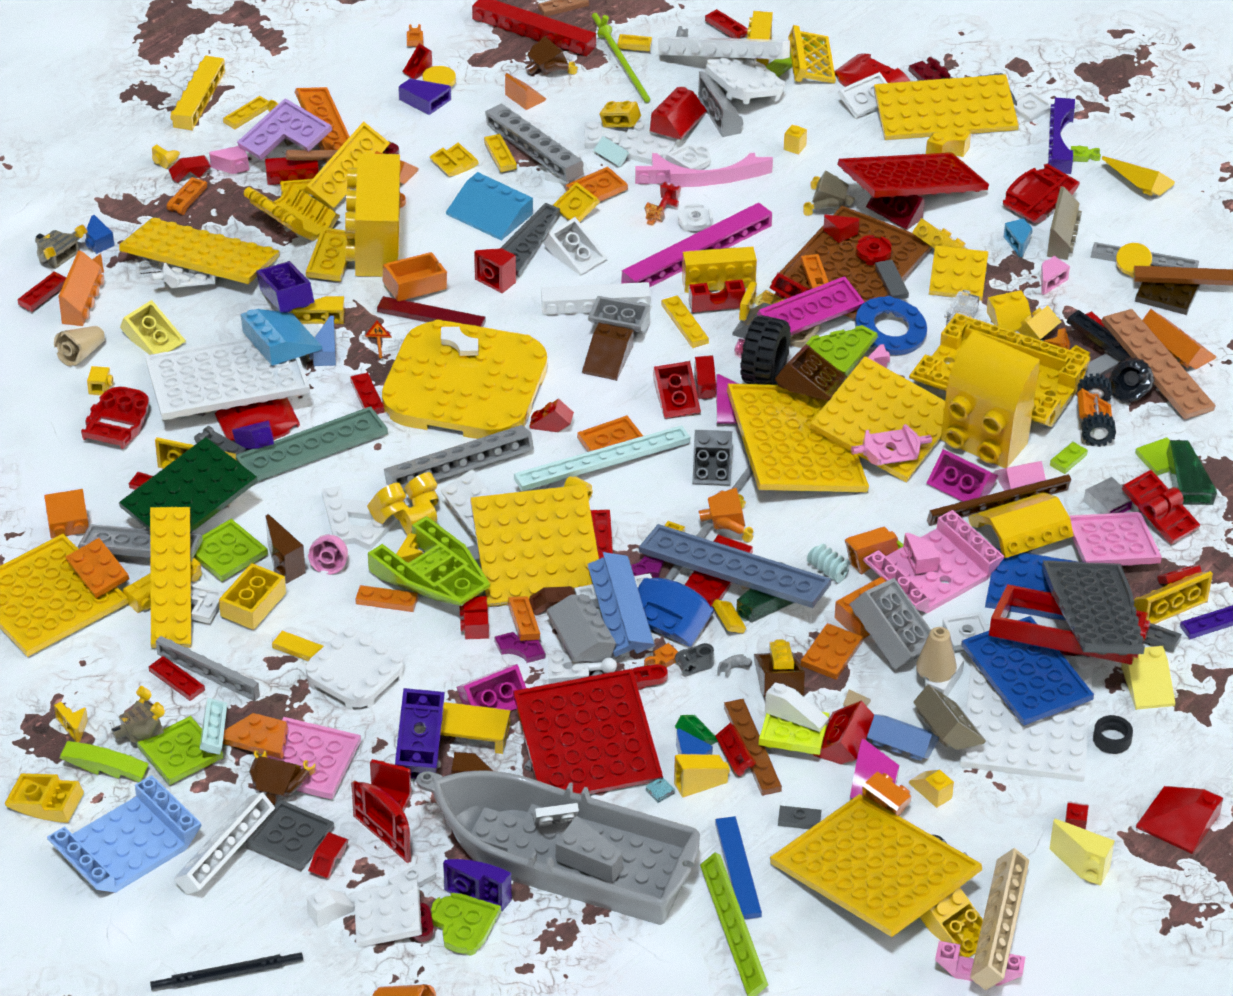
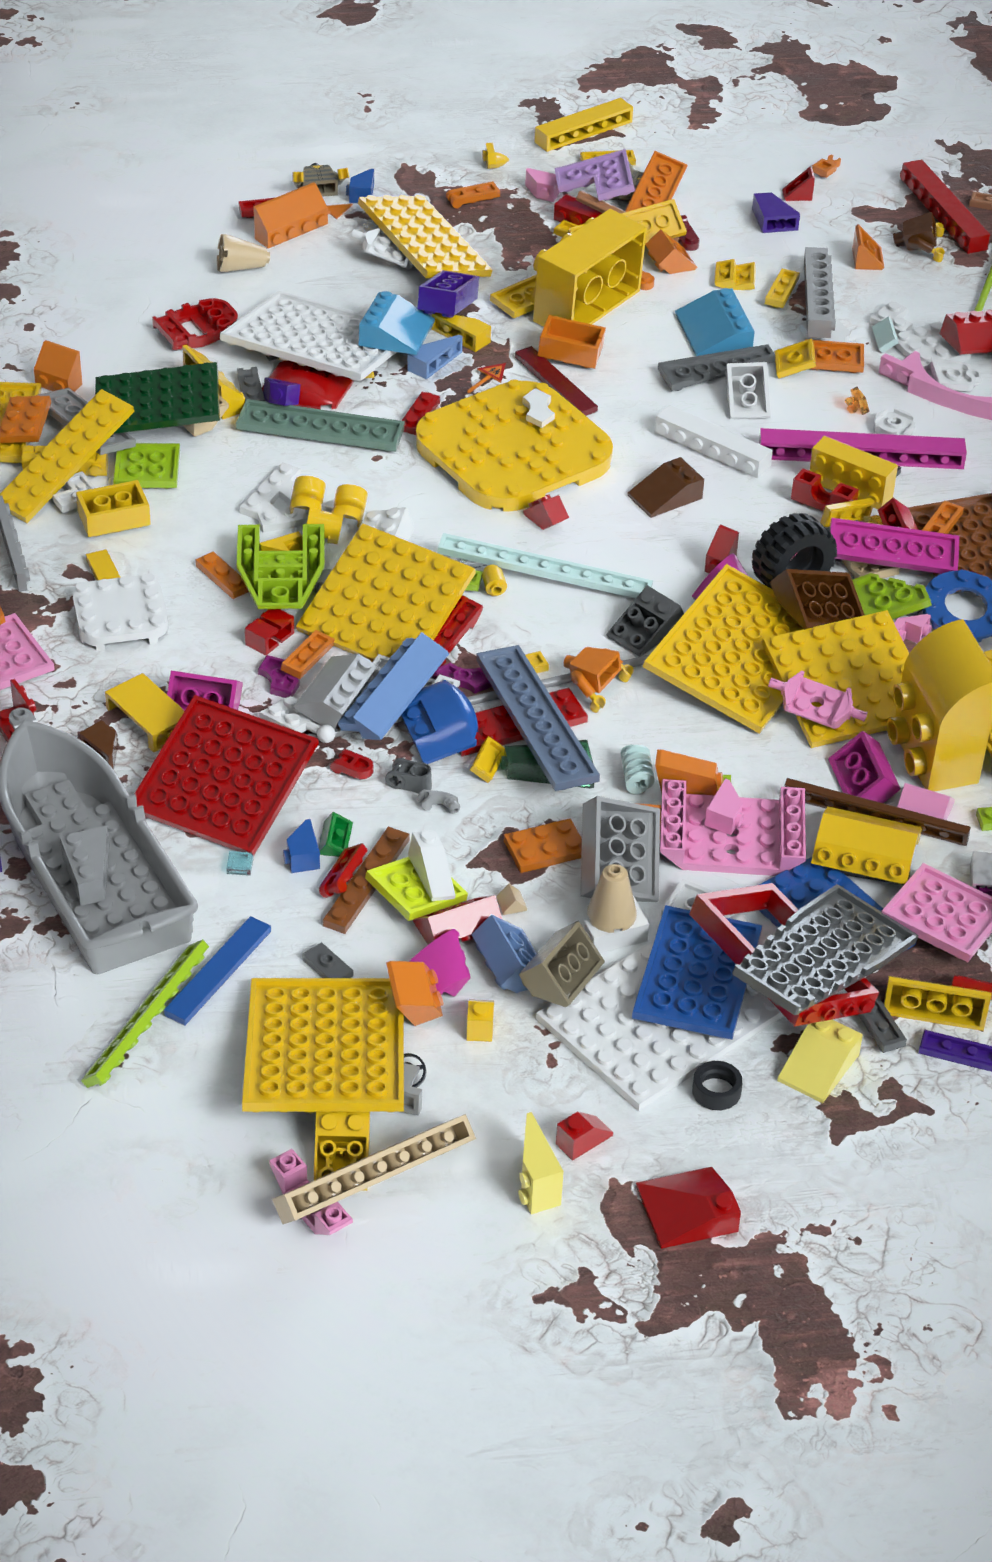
camera: 40 degrees right, 0 degrees up
(99, 380) = (220, 288): yellow brick -> none
(151, 330) = (308, 273): light yellow slope -> none
(197, 165) = (505, 173): red slope -> none
(285, 551) = (177, 487): reddish brown slope -> none
(295, 210) = (525, 243): yellow hinge -> none
(328, 554) = (215, 510): bright pink cylinder -> none
(421, 750) = (63, 698): dark purple plate -> none
(440, 75) = (808, 206): yellow tile -> none
(463, 456) = (430, 501): light grey brick -> none
(495, 268) = (650, 370): red slope -> none
(548, 597) = (351, 646): copper slope -> none
(564, 813) = (97, 815): white plate -> none
(609, 433) = (581, 552): orange plate -> none
(620, 114) = (928, 307): yellow brick -> none
(620, 313) = (712, 462): light grey slope -> none
(663, 656) = (385, 757): orange plate -> none
(669, 195) = (894, 395): red arm -> none
(676, 389) = (685, 549): red slope -> none
(685, 321) = (774, 501): yellow plate -> none
(699, 773) = (282, 867): yellow slope -> none
(768, 676) = (468, 832): reddish brown slope -> none
(781, 654) = (484, 816): yellow plate -> none

